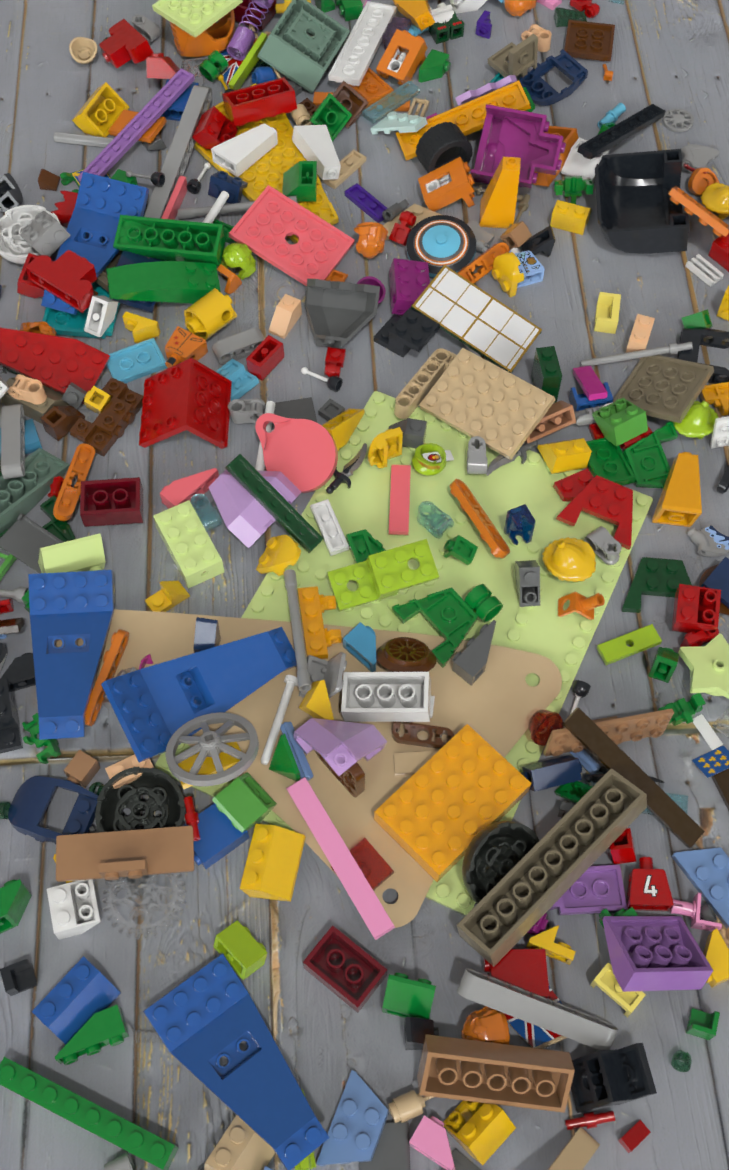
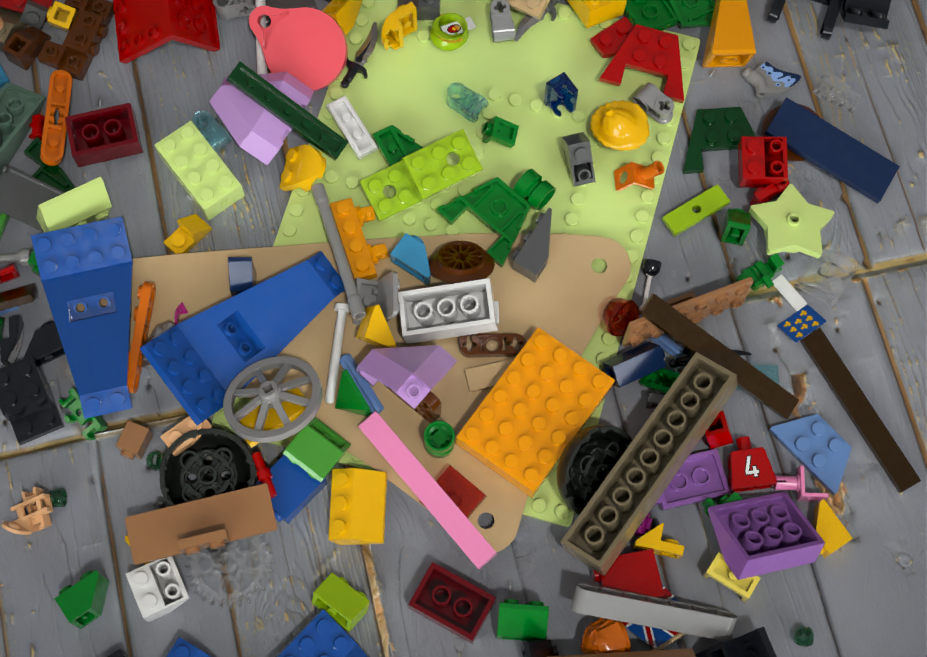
camera: 10 degrees left, 10 degrees up
(33, 799) = (88, 486): dark blue slope -> none
(184, 488) = (182, 107): coral slope -> none
(358, 812) = (439, 439): none -> green wheel
(399, 500) = (424, 83): coral tile -> none
(480, 519) = (515, 92): orange piece -> none
(702, 1024) = (820, 596): green panel -> none
(707, 913) = (812, 484): dark grey hinge -> none

